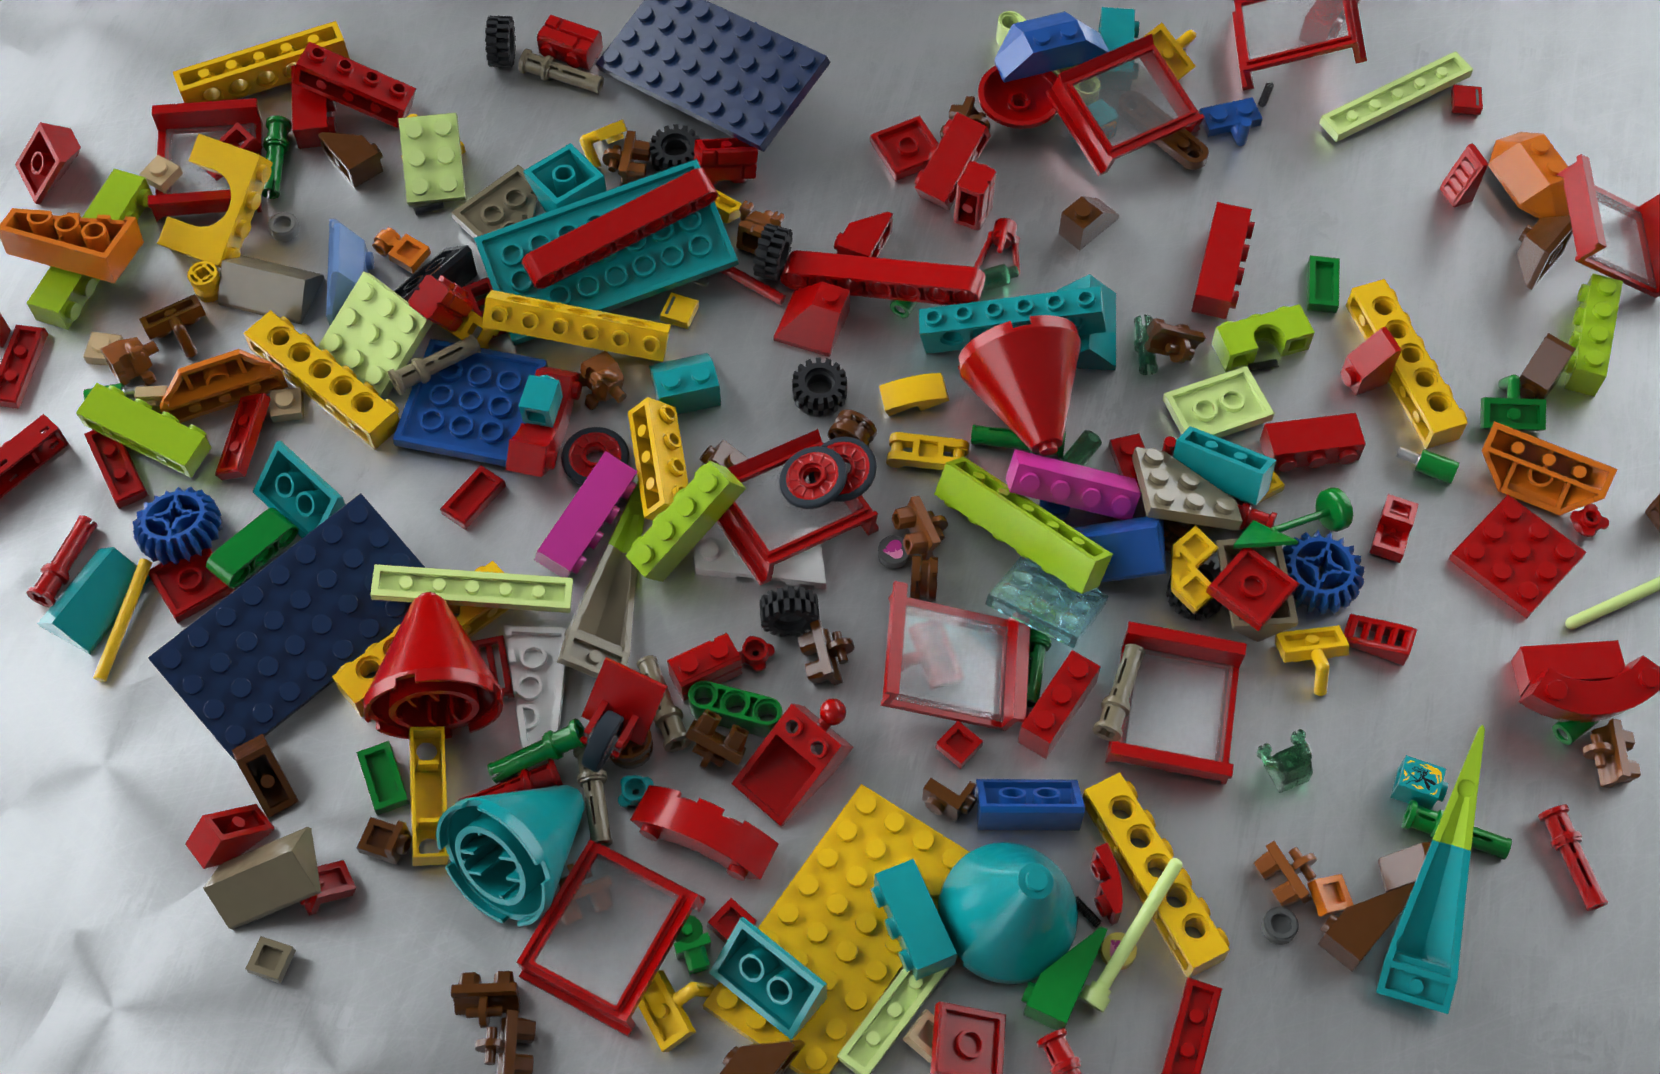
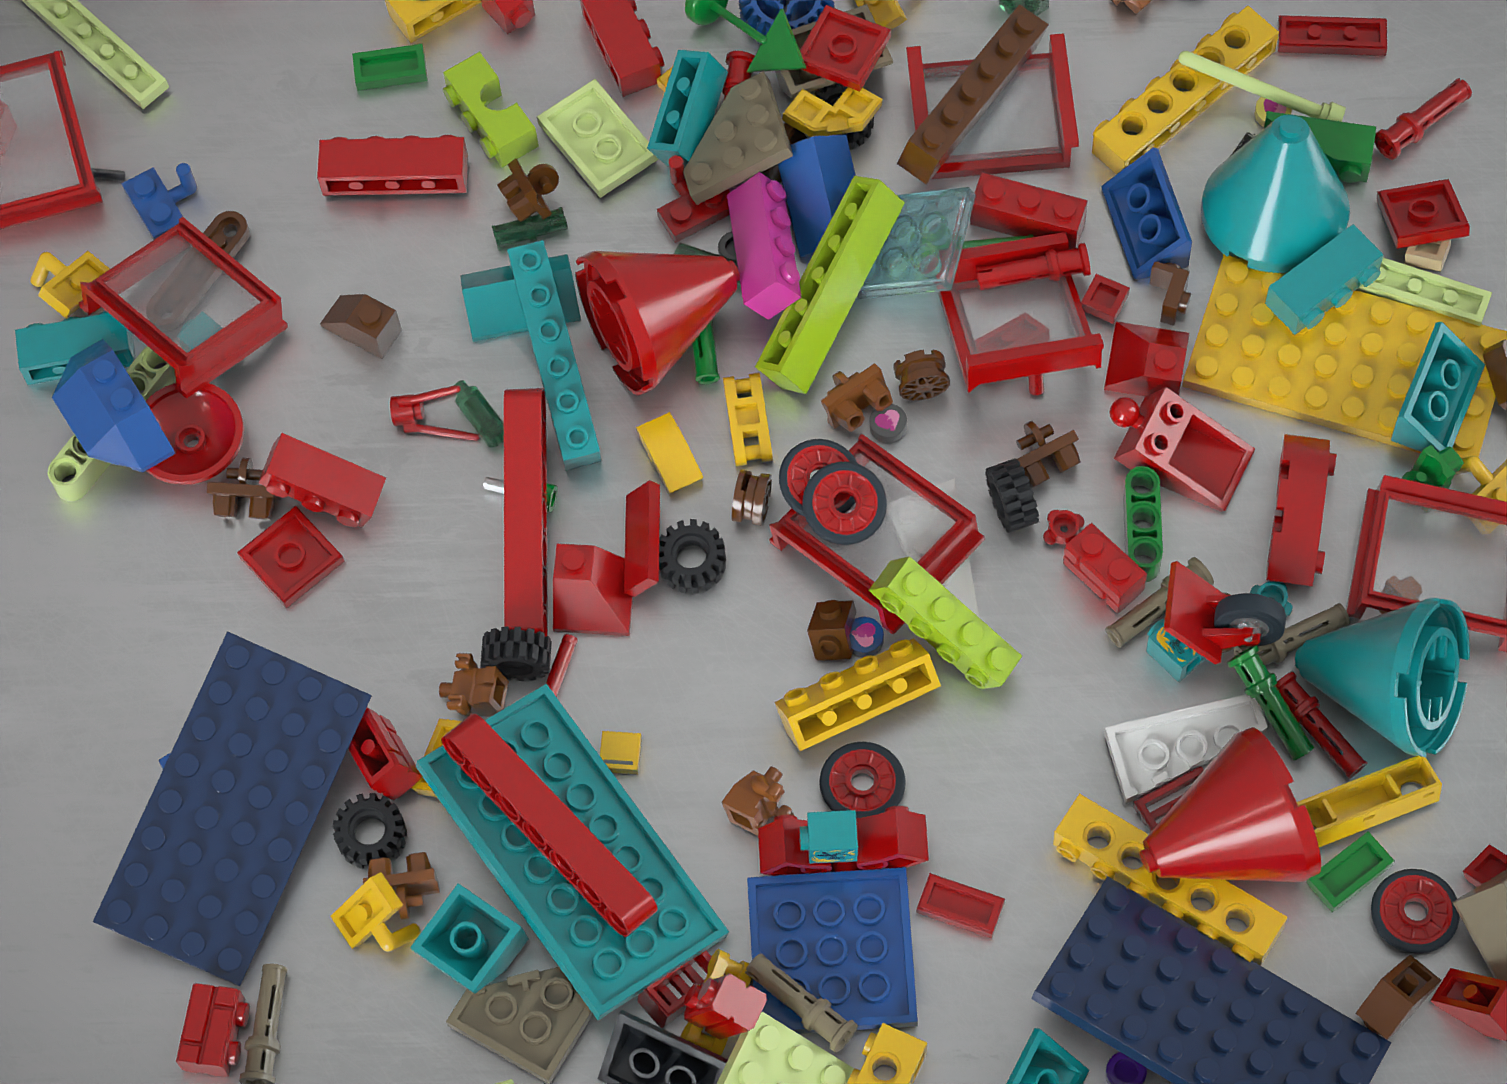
camera: 100 degrees left, 5 degrees up
(327, 795) = (1409, 934): none -> red wheel
(385, 840) = (1425, 832): reddish brown bracket -> none
(473, 588) = (1109, 830): yellowish green plate -> none
(576, 325) = (699, 845): yellow brick -> none
(586, 515) = (955, 754): dark pink brick -> none
(605, 613) = (1084, 693): dark tan plate -> none
(687, 383) = (727, 709): teal slope -> none
(713, 745) = (1192, 529): reddish brown hips -> none
(726, 919) = (1382, 458): red plate -> none
(842, 354) = (642, 538): none -> red tile
(865, 236) = (463, 561): red slope -> none
(890, 765) = (1145, 359): none -> red slope
(974, 195) = (369, 441): red brick -> none
(997, 701) = (1050, 265): none -> red pin
(1109, 892) = (1217, 125): red slope -> none
(1116, 704) = (1014, 162): dark tan pin -> none
(1181, 678) = (972, 94): none -> reddish brown brick
(1255, 366) = (517, 99): black leg -> none

